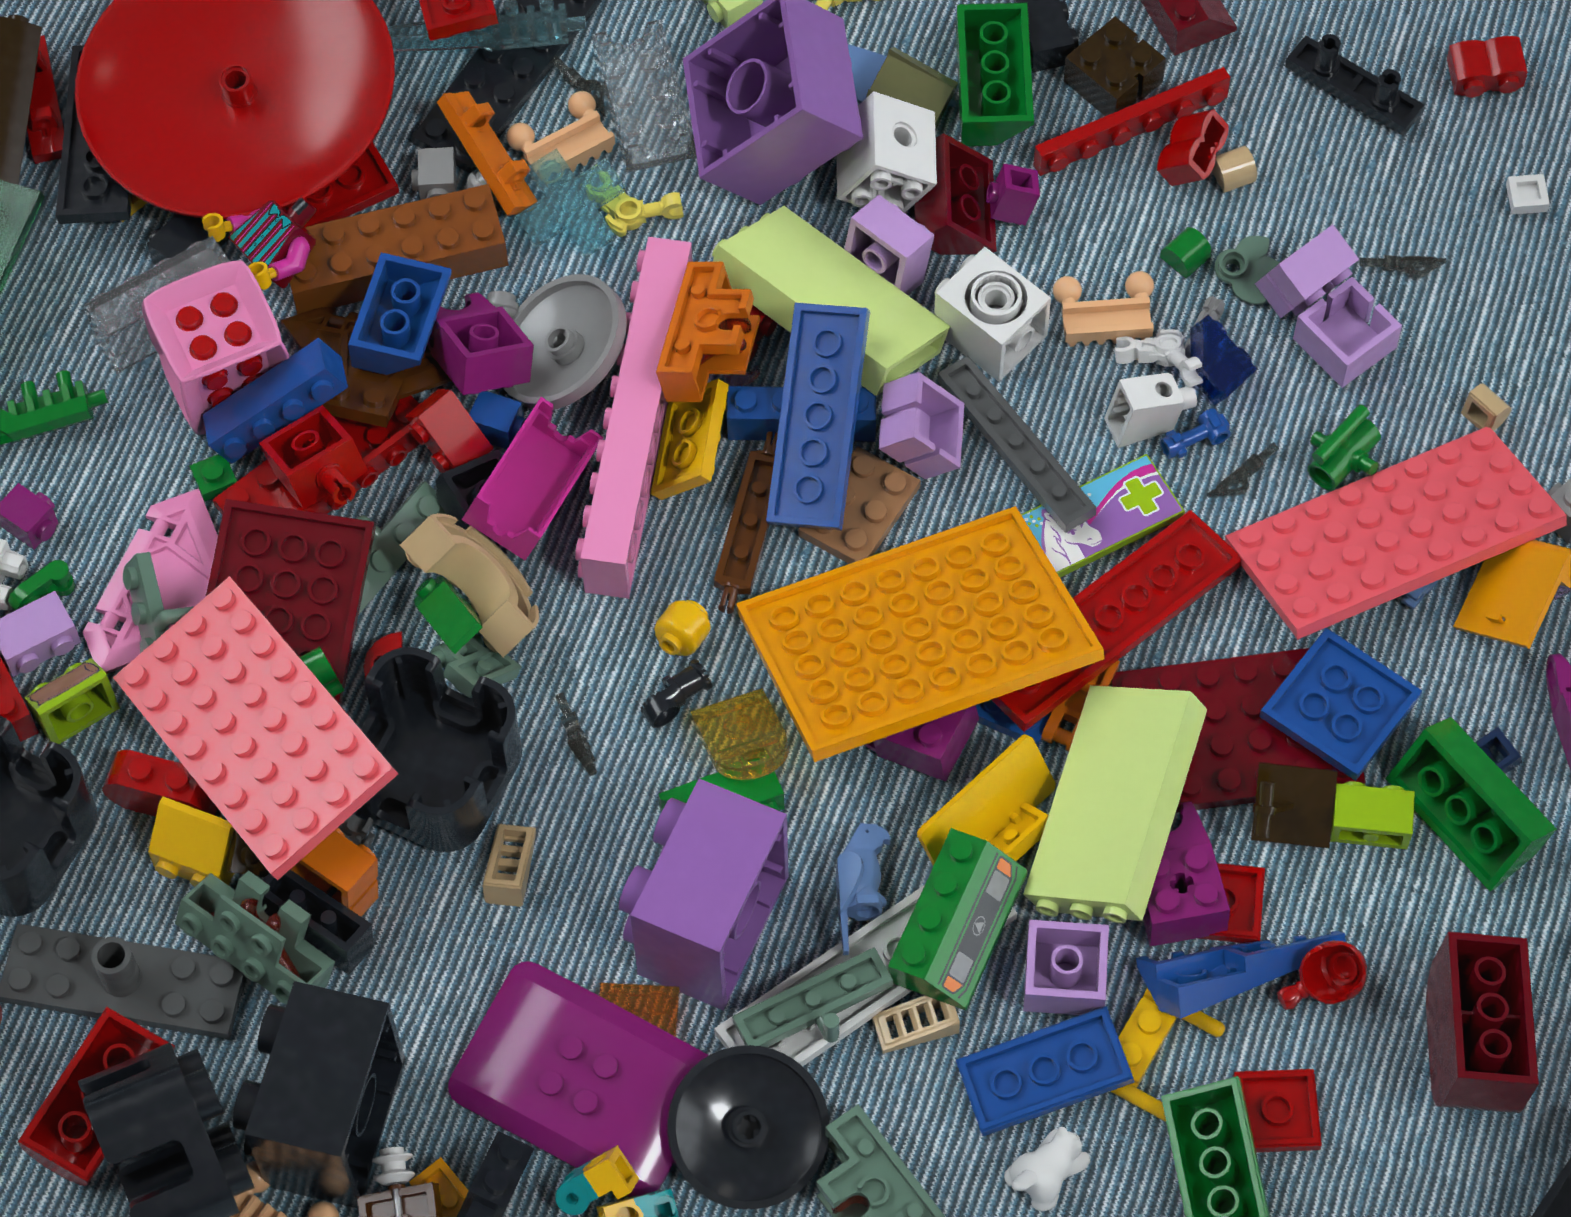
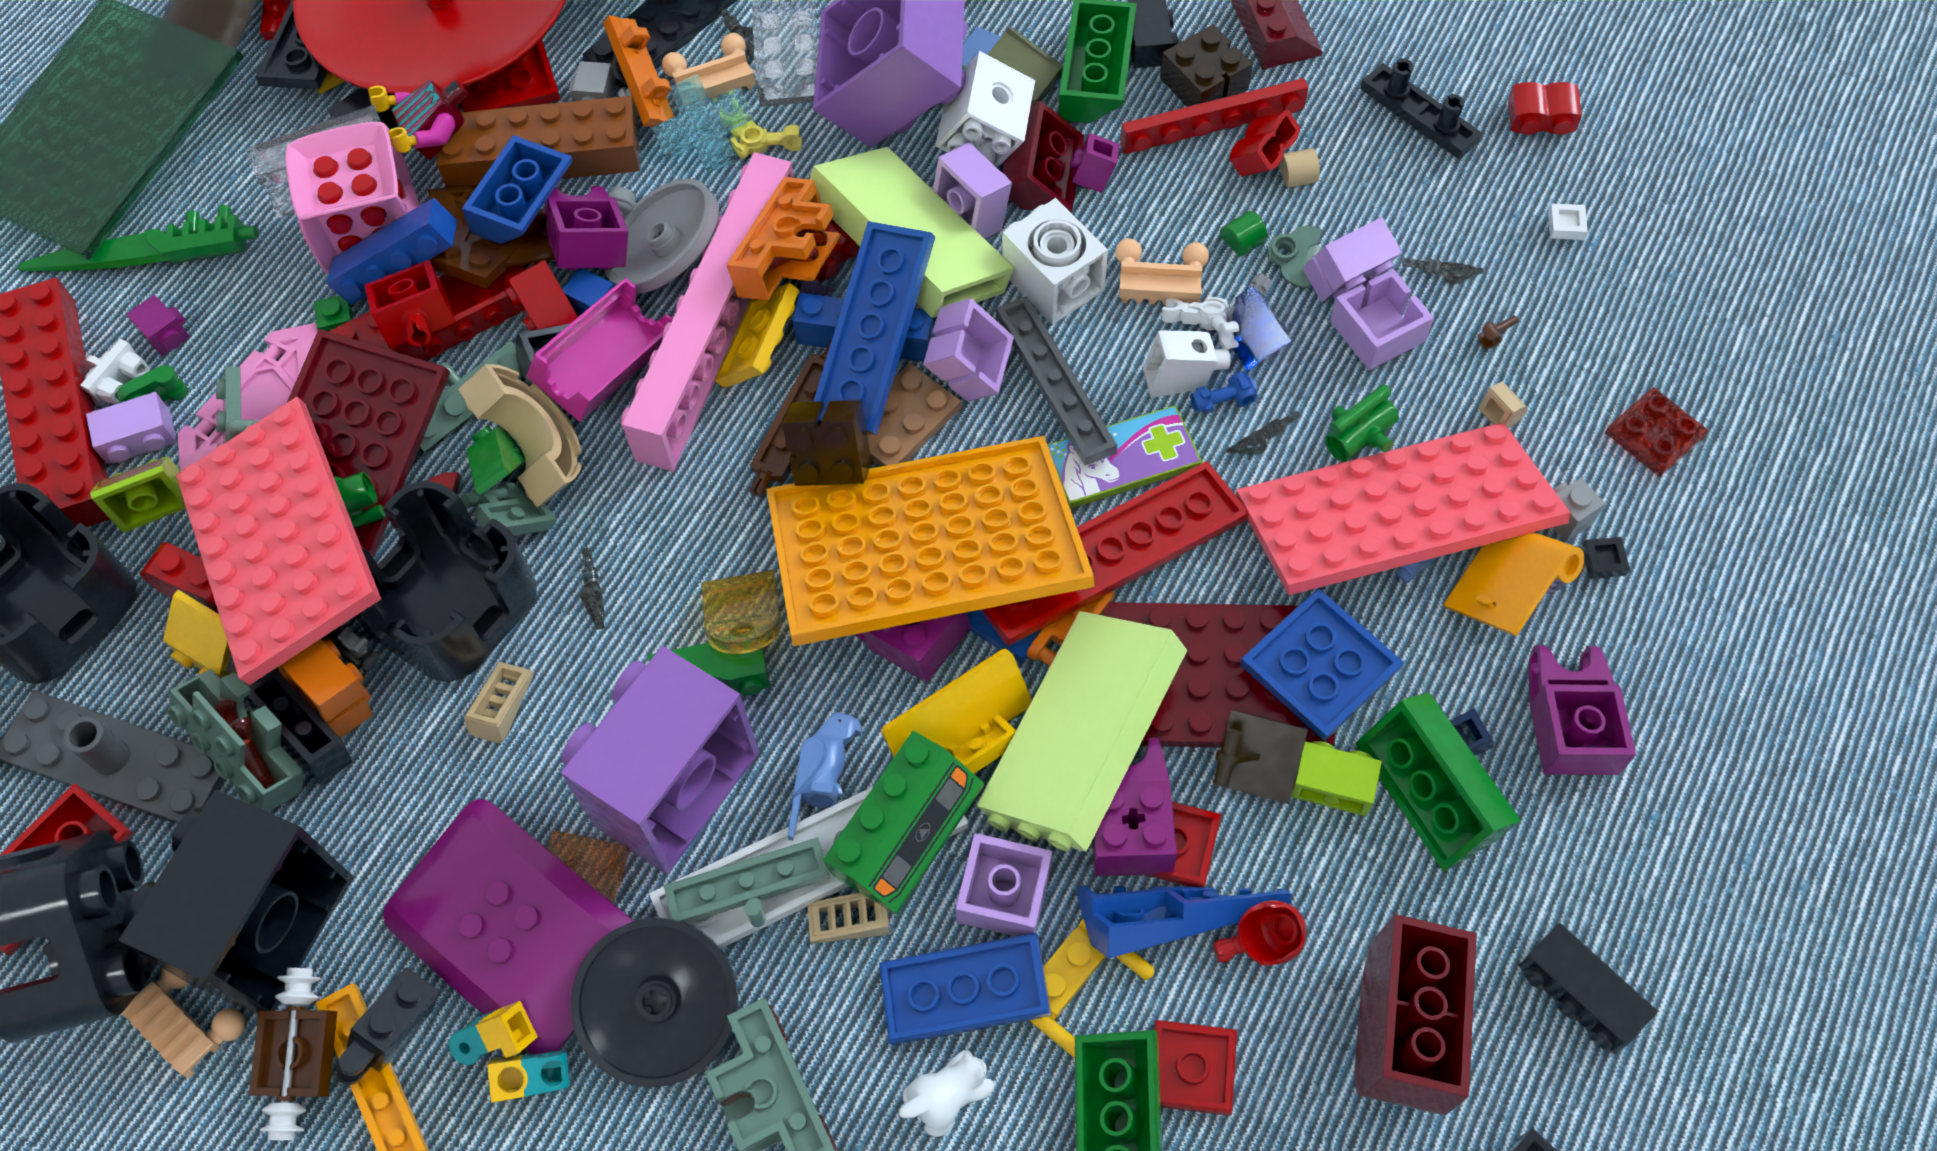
camera: 10 degrees right, 0 degrees up
(678, 688) = (680, 572): black connector -> none
(682, 627) = (711, 504): yellow head -> none
(795, 557) = (827, 452): none -> dark brown piece
(1463, 332) = (1491, 332): none -> reddish brown hand

